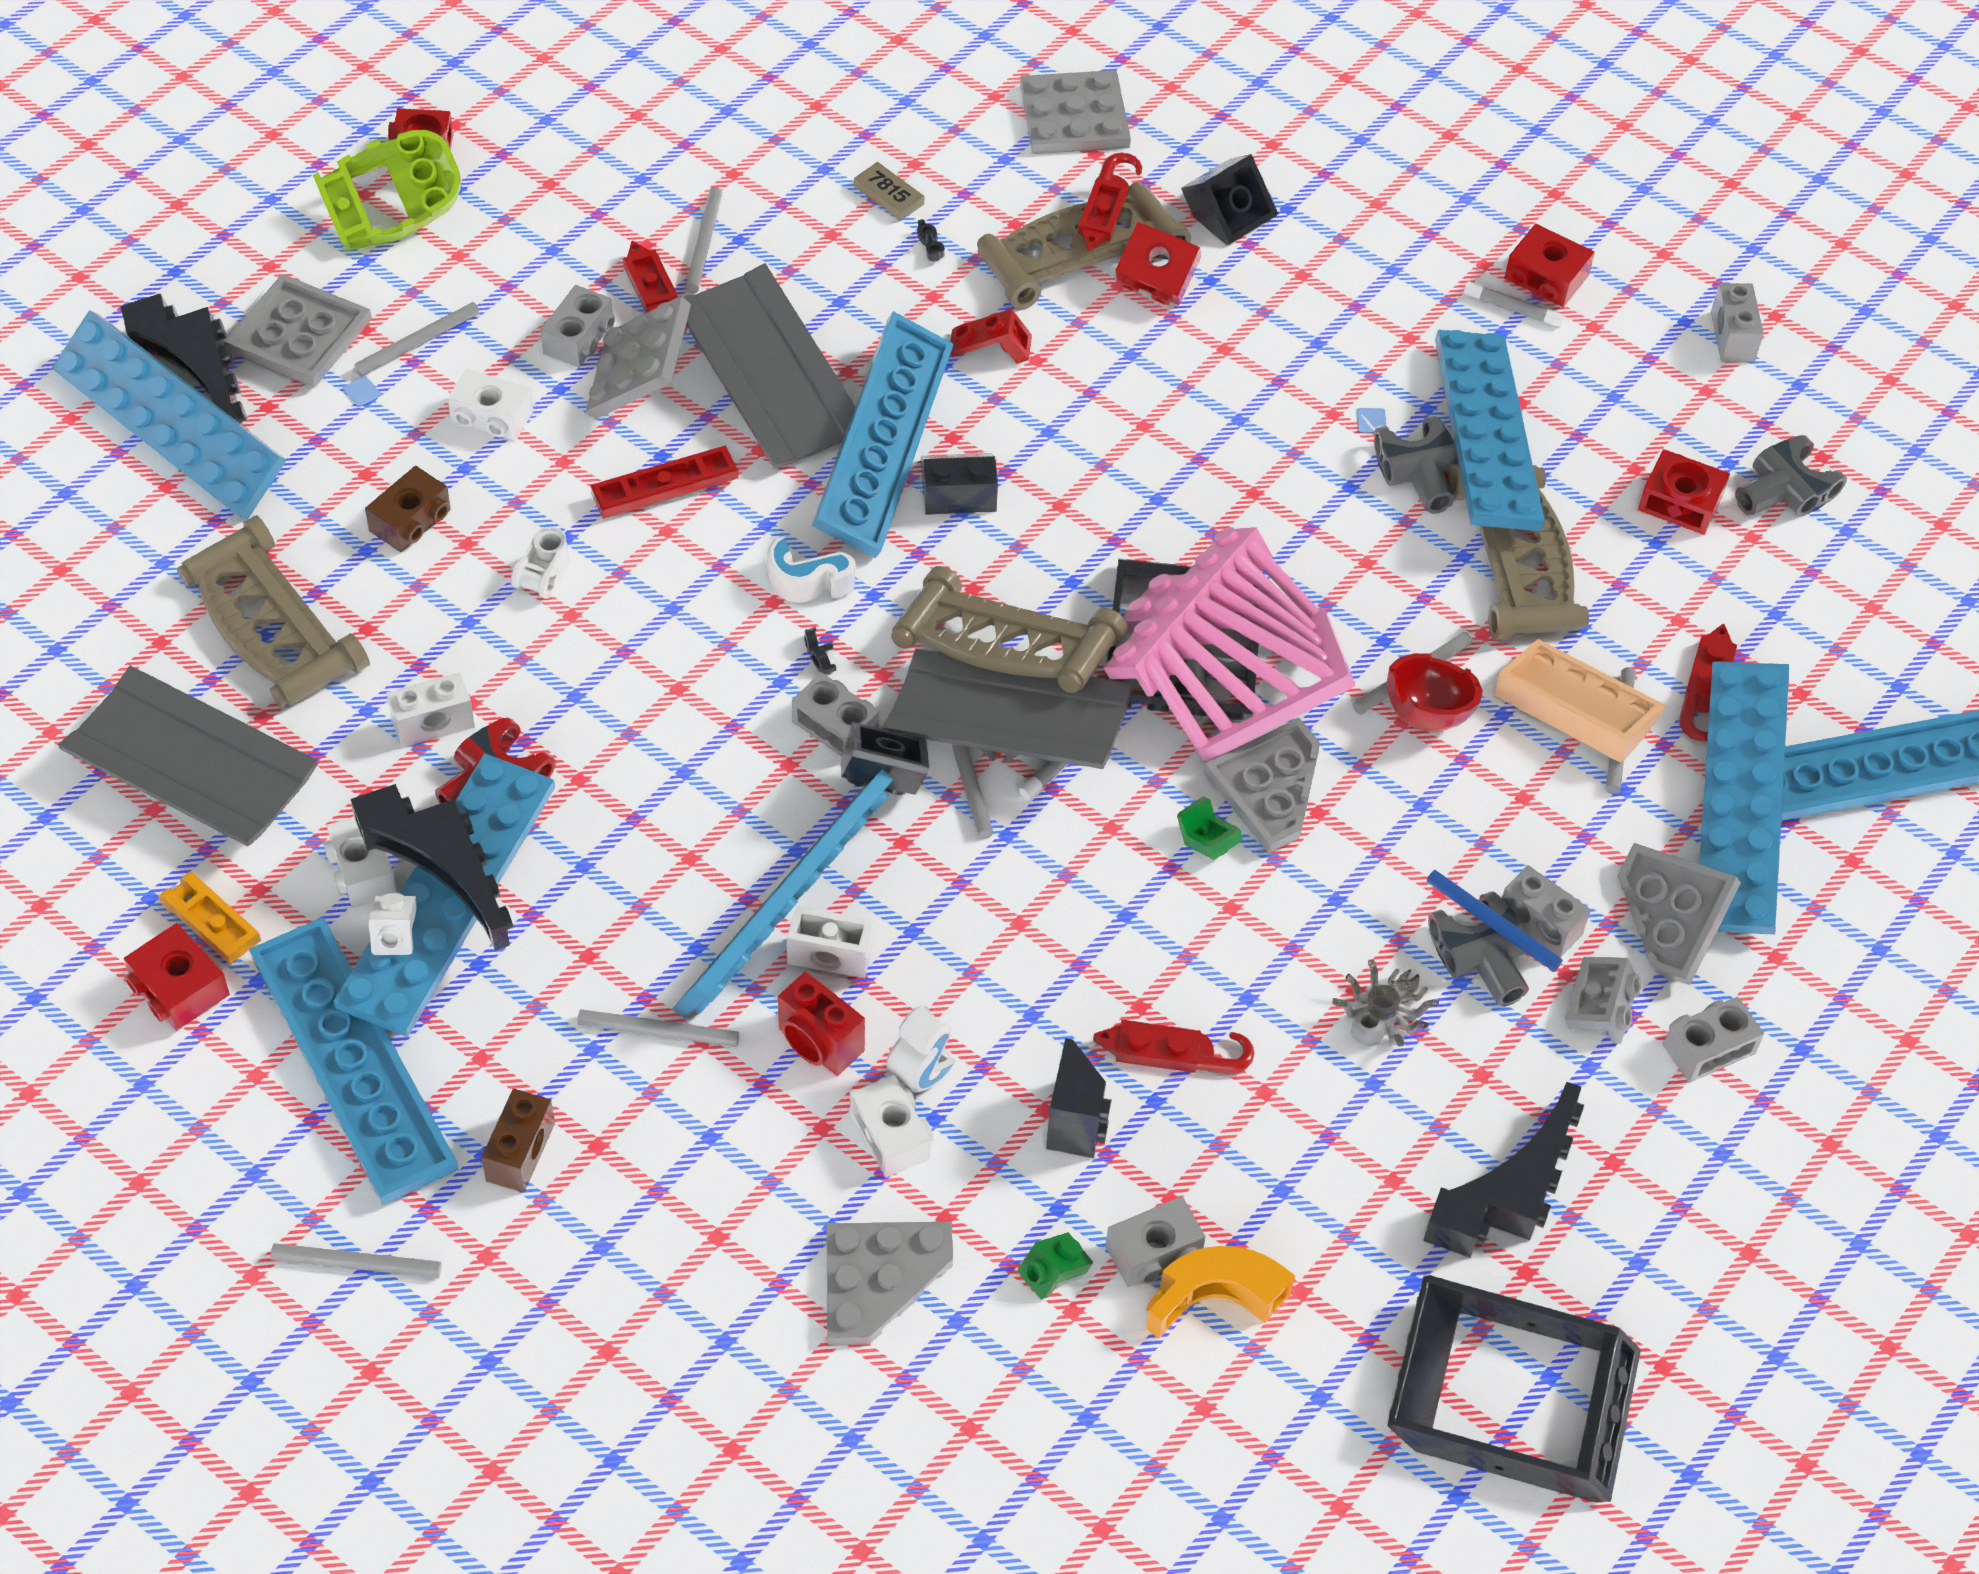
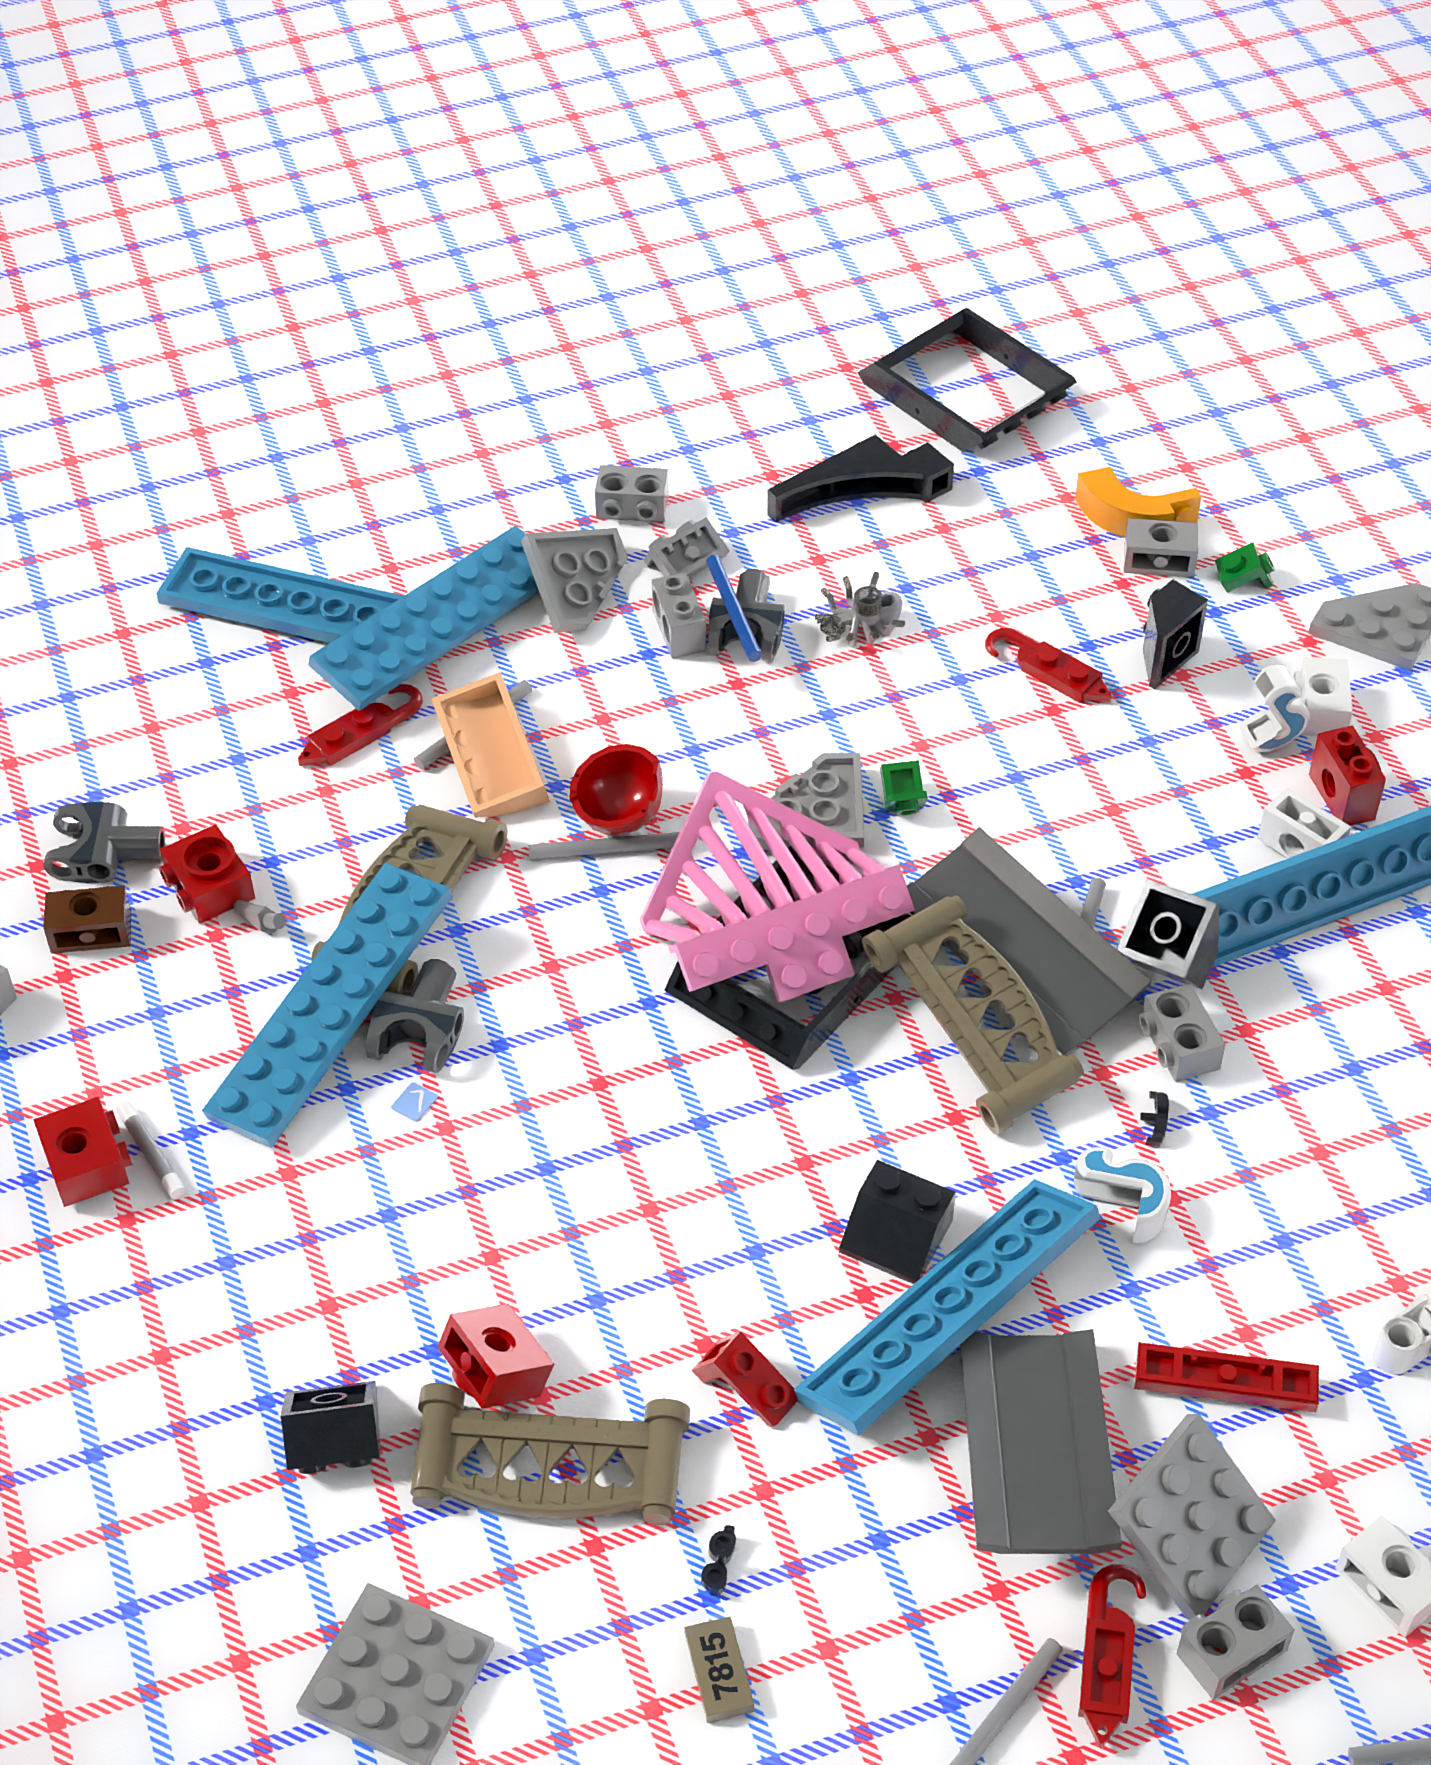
camera: 145 degrees left, 5 degrees down
(1106, 201) = (487, 1468): red plate -> none
(1613, 487) = (260, 916): none -> light grey bar
(1729, 418) = (87, 919): none -> reddish brown brick

